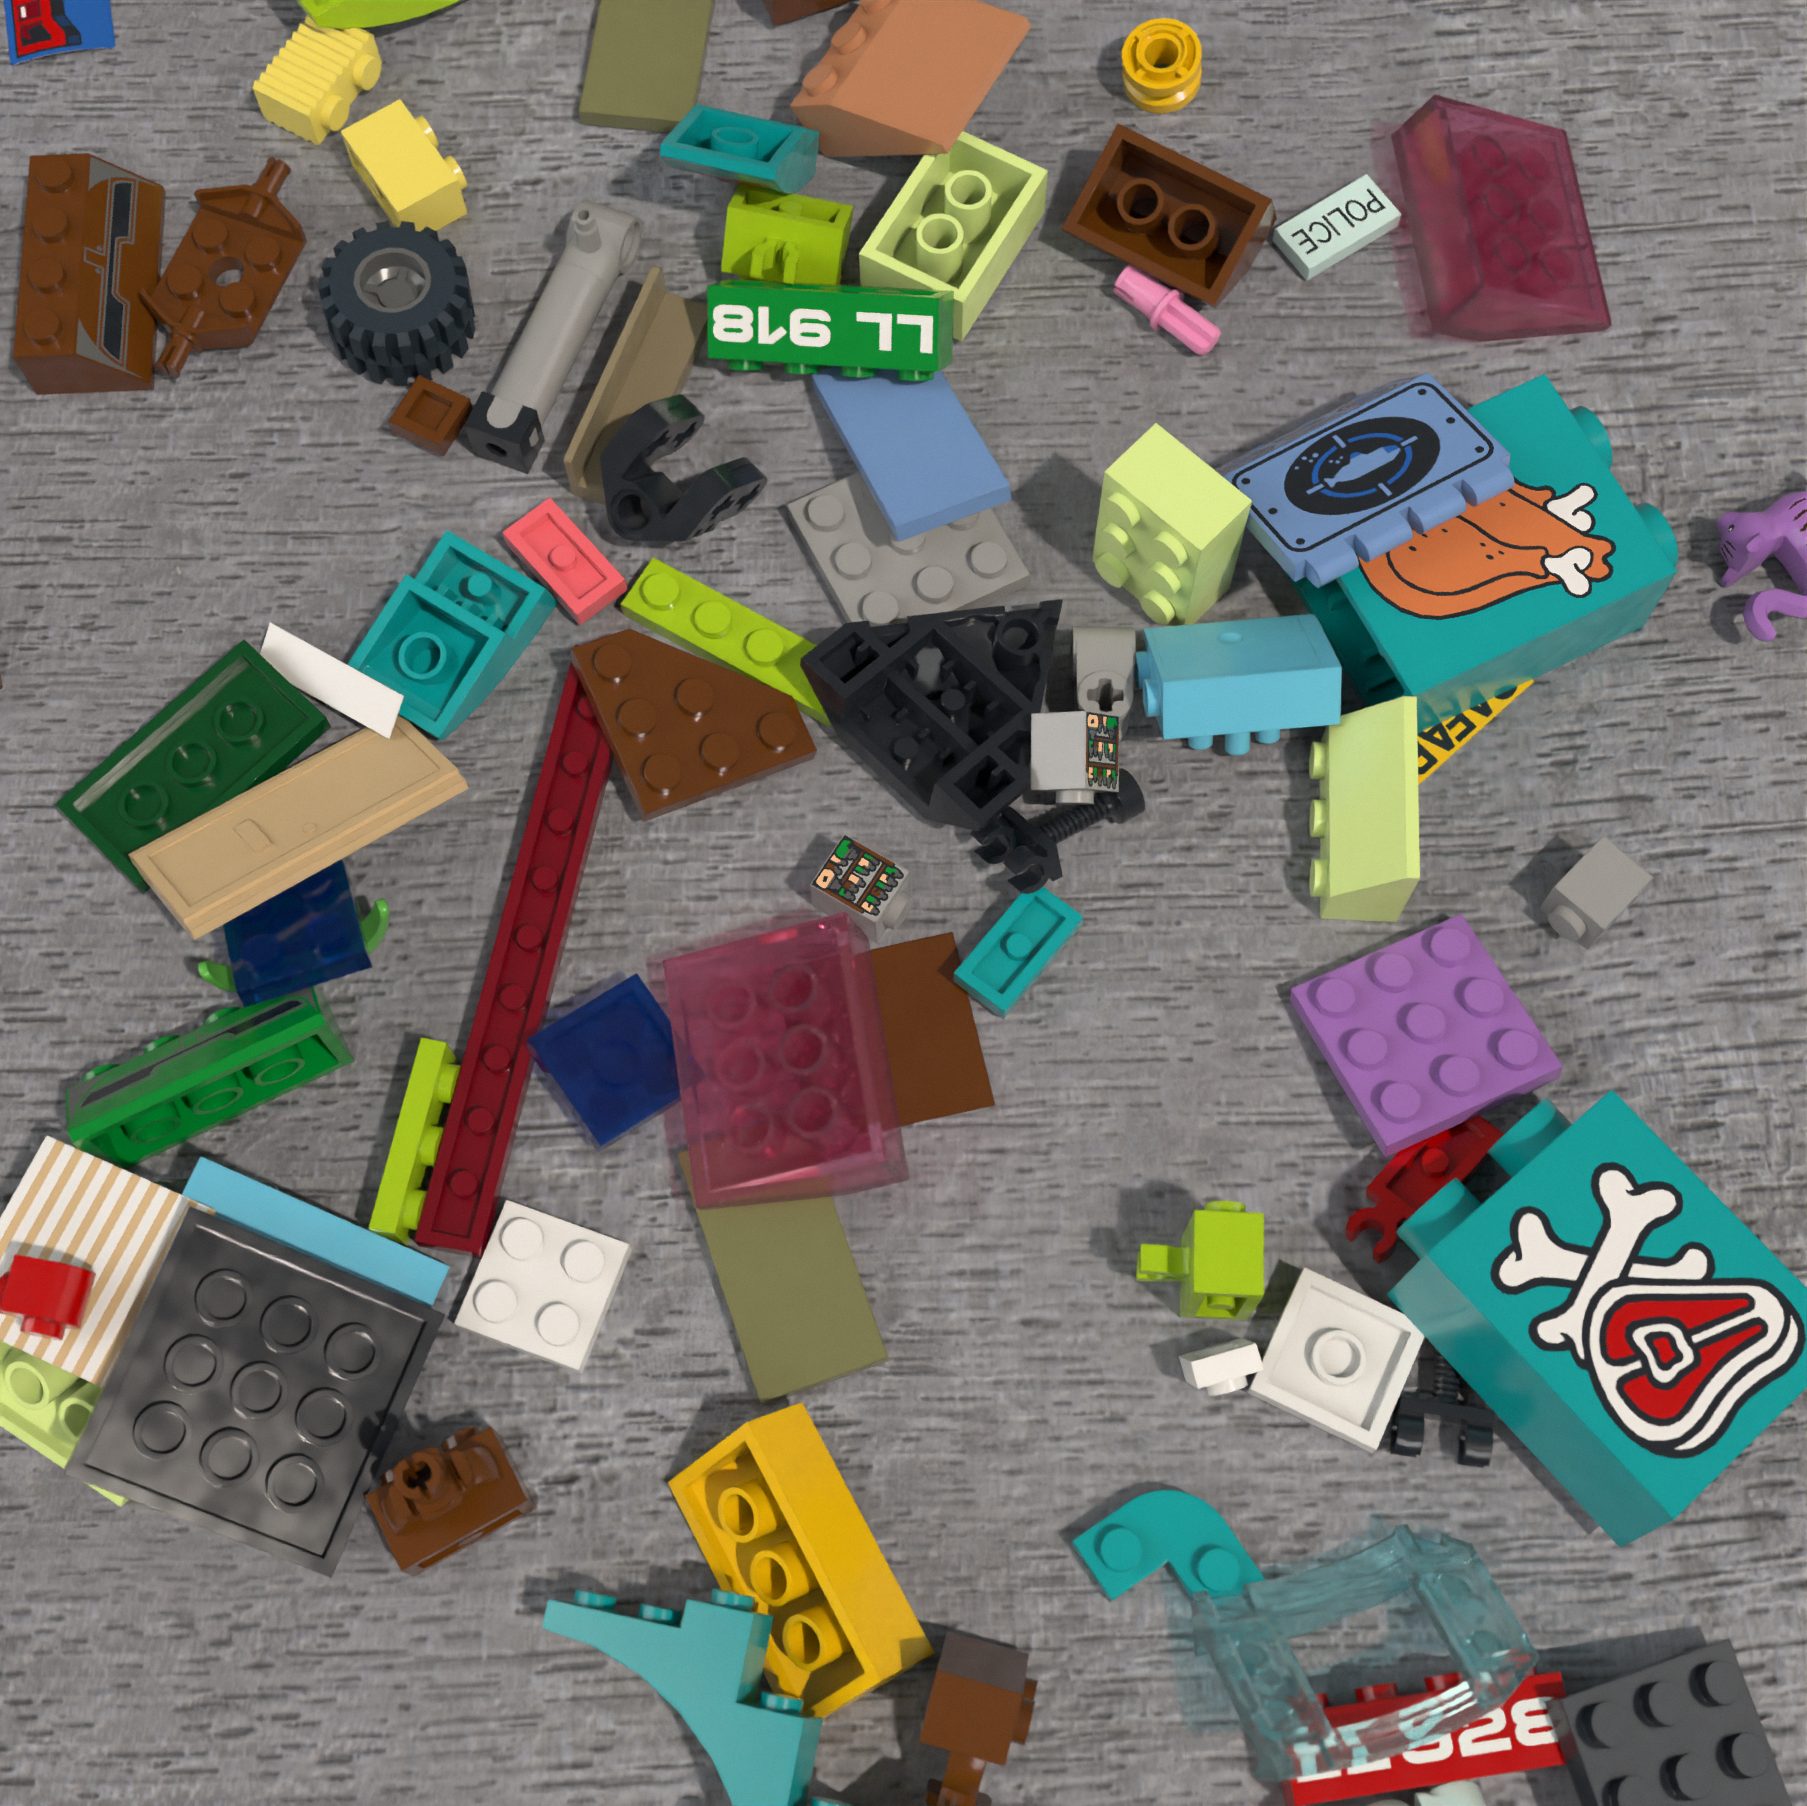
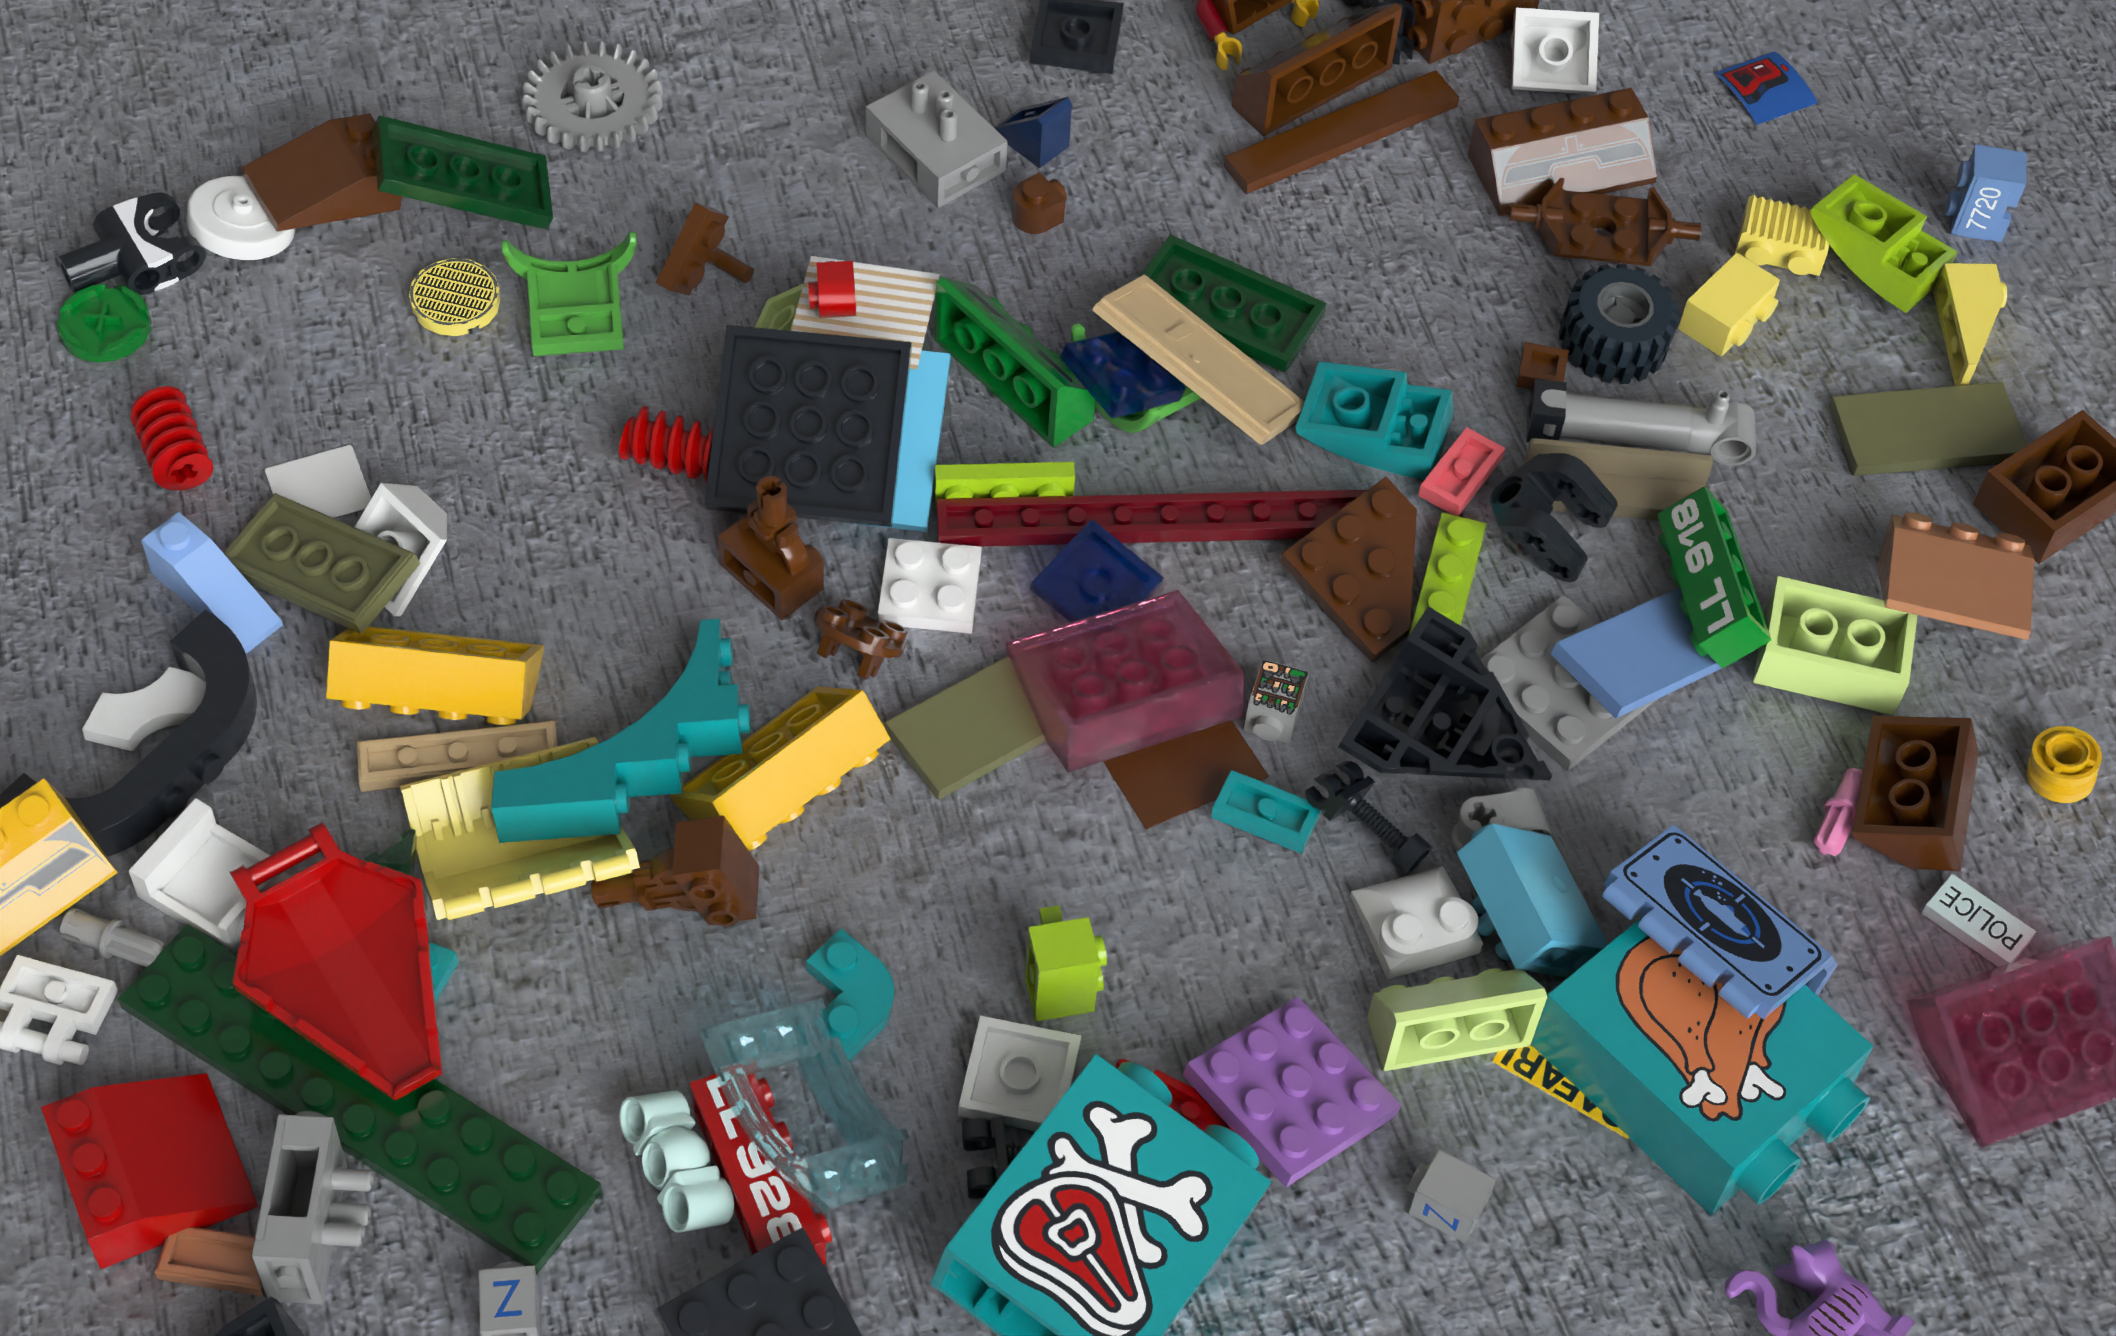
camera: 70 degrees right, 15 degrees down
(196, 1603) = (667, 444): none -> red piece
(332, 681) = (1315, 358): white sticker -> none
(615, 1402) = (853, 628): none -> reddish brown plate
(742, 149) = (1832, 488): teal slope -> none
(785, 237) = (1778, 536): lime brick -> none
(1075, 755) = (1422, 800): light grey brick -> none
(1168, 529) = (1624, 808): yellowish green brick -> none
(1207, 819) = (1417, 922): none -> white slope
(1222, 1366) = (989, 995): white plate -> none

